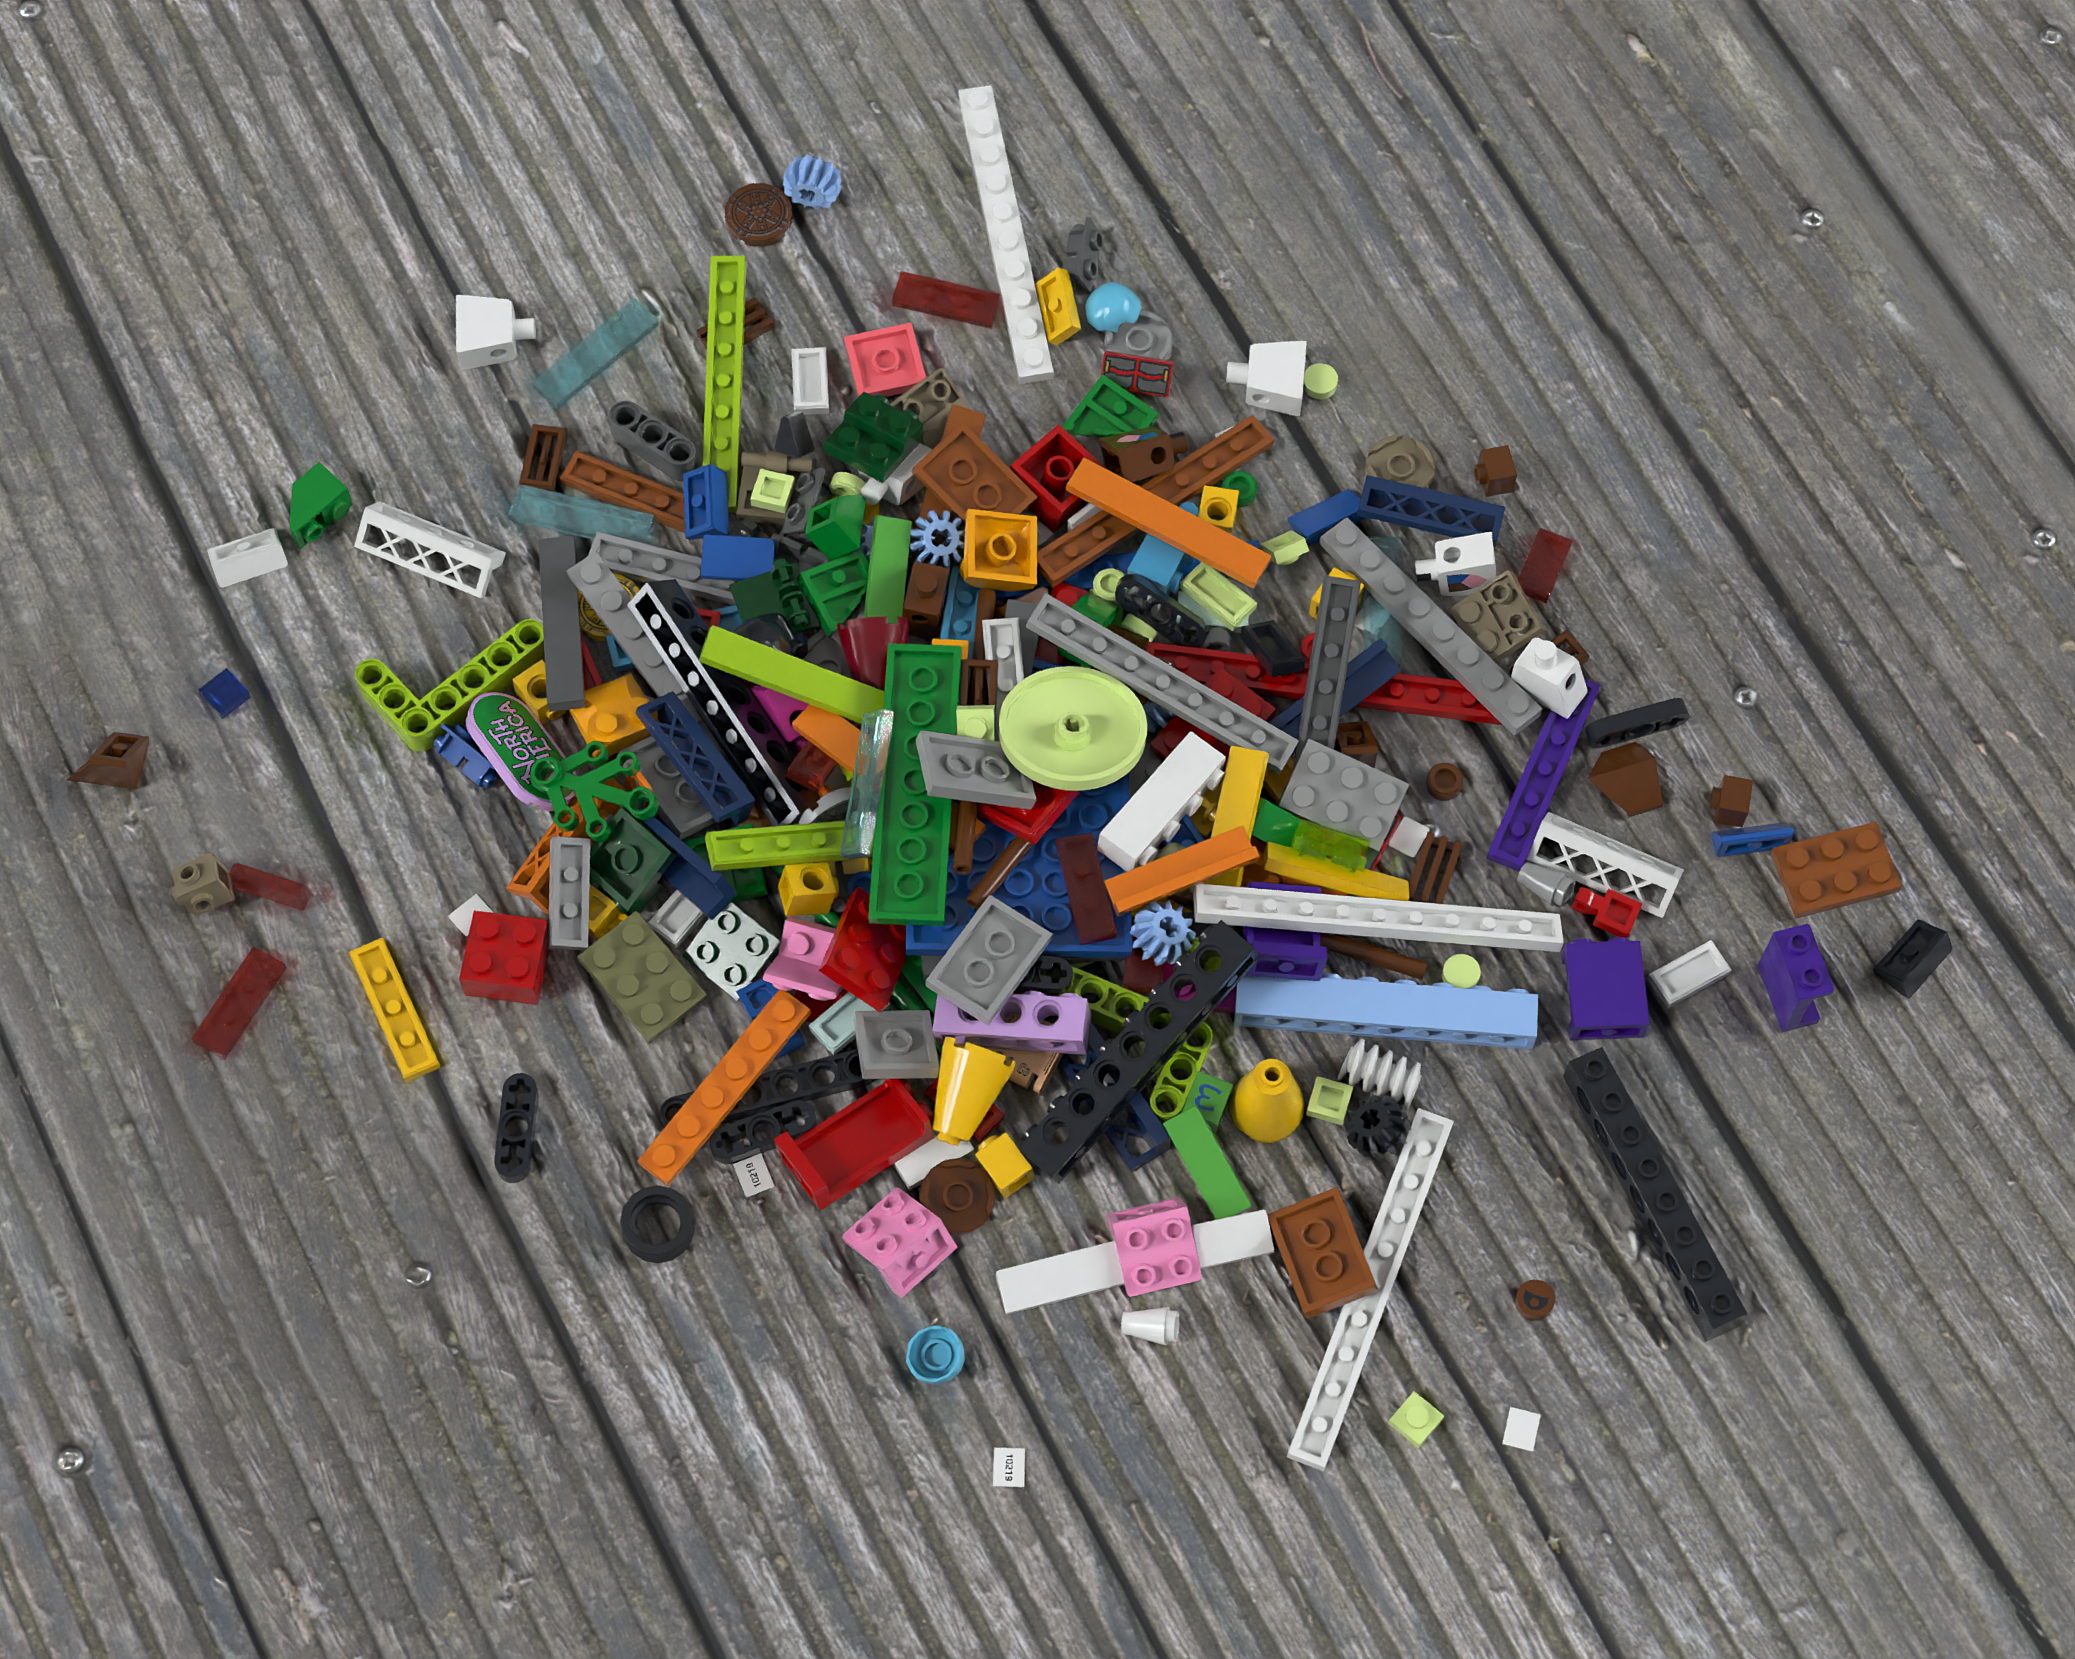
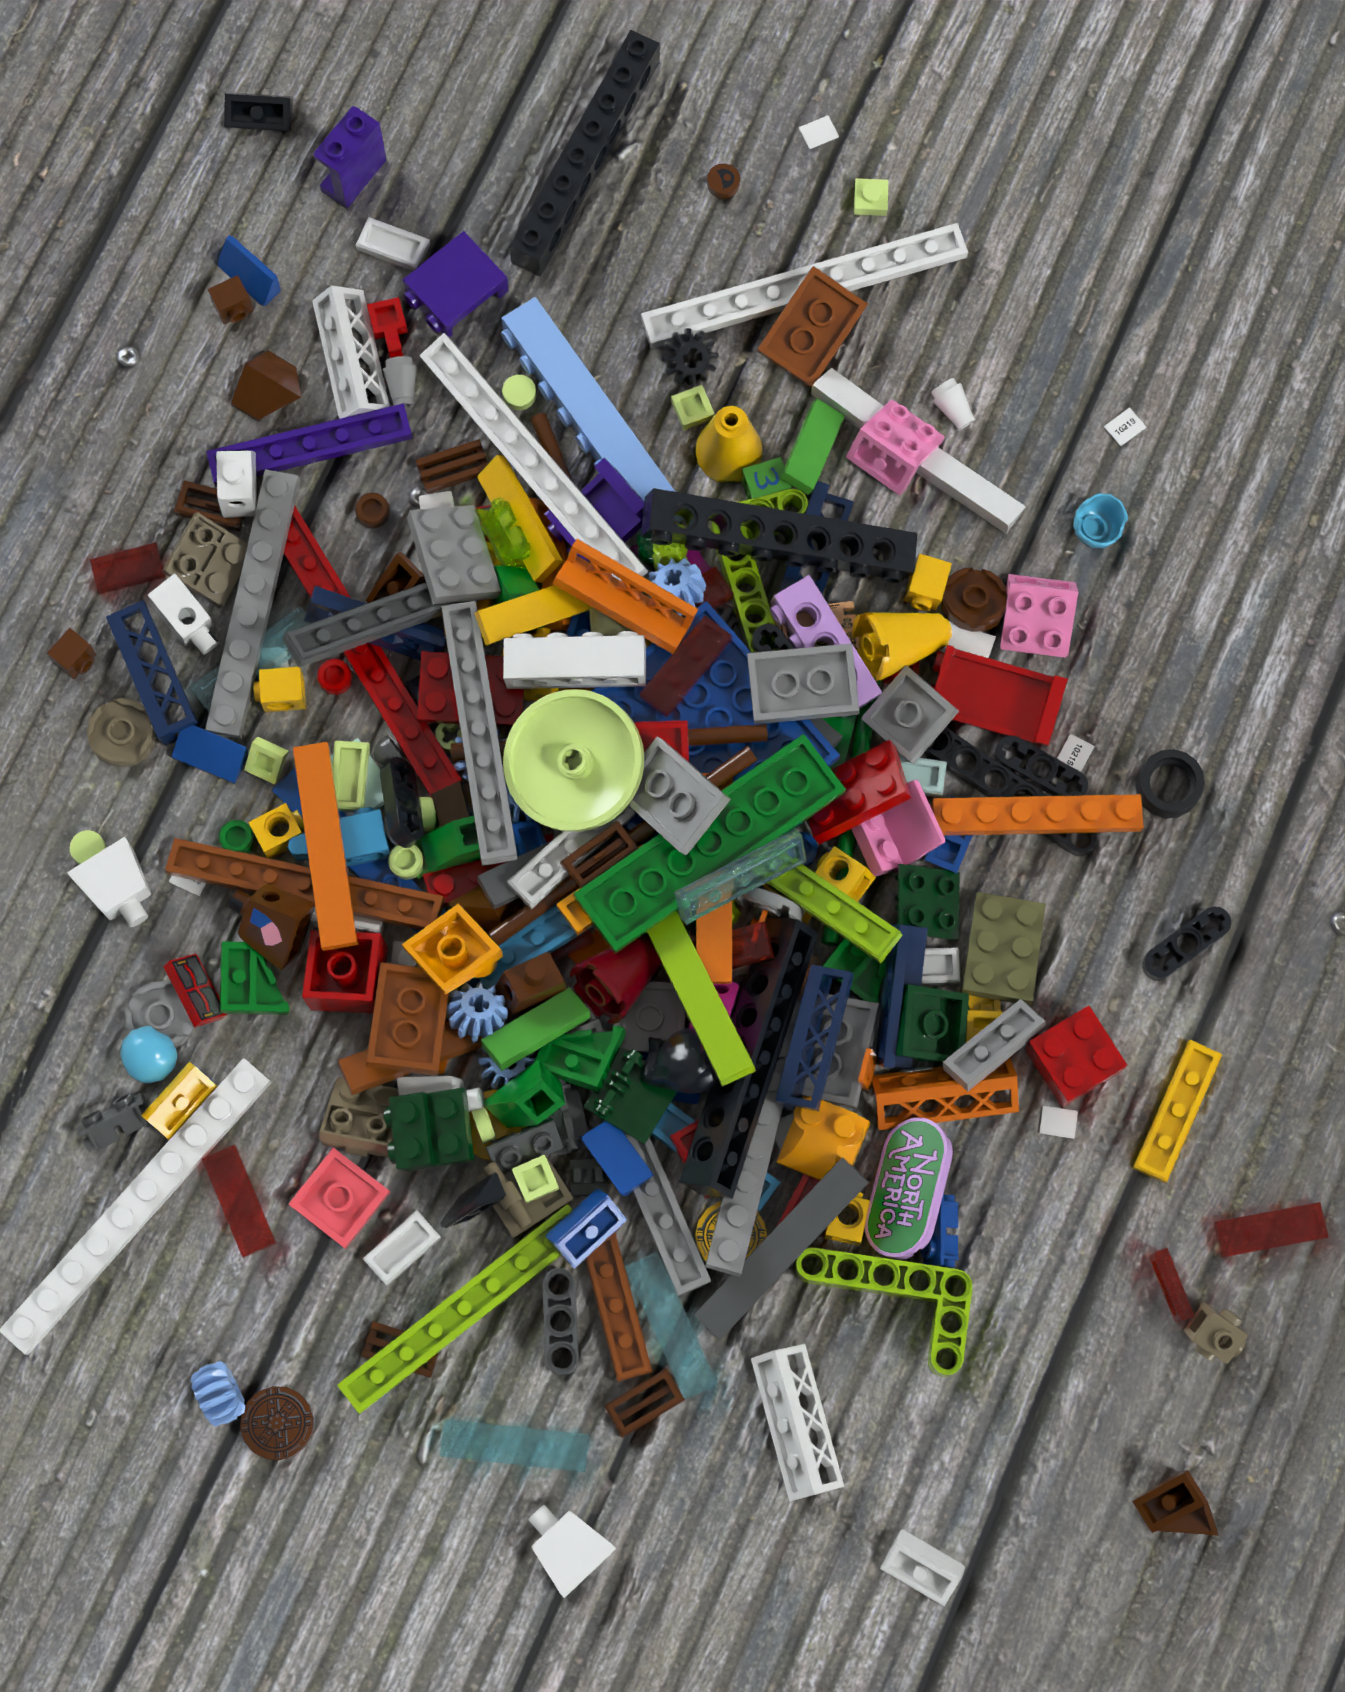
camera: 130 degrees left, 10 degrees up
(224, 693) = (1049, 1473): clear blue tile -> none
(316, 503) = (837, 1549): green slope -> none
(591, 786) = (907, 1094): green plant -> none
(976, 721) = (629, 831): yellowish green plate -> none
(1272, 648) = (364, 701): black tile -> none
(1381, 1073) = (643, 385): white piece -> none
(1637, 723) = (217, 407): black beam -> none
(1836, 870) = (228, 201): dark orange plate -> none

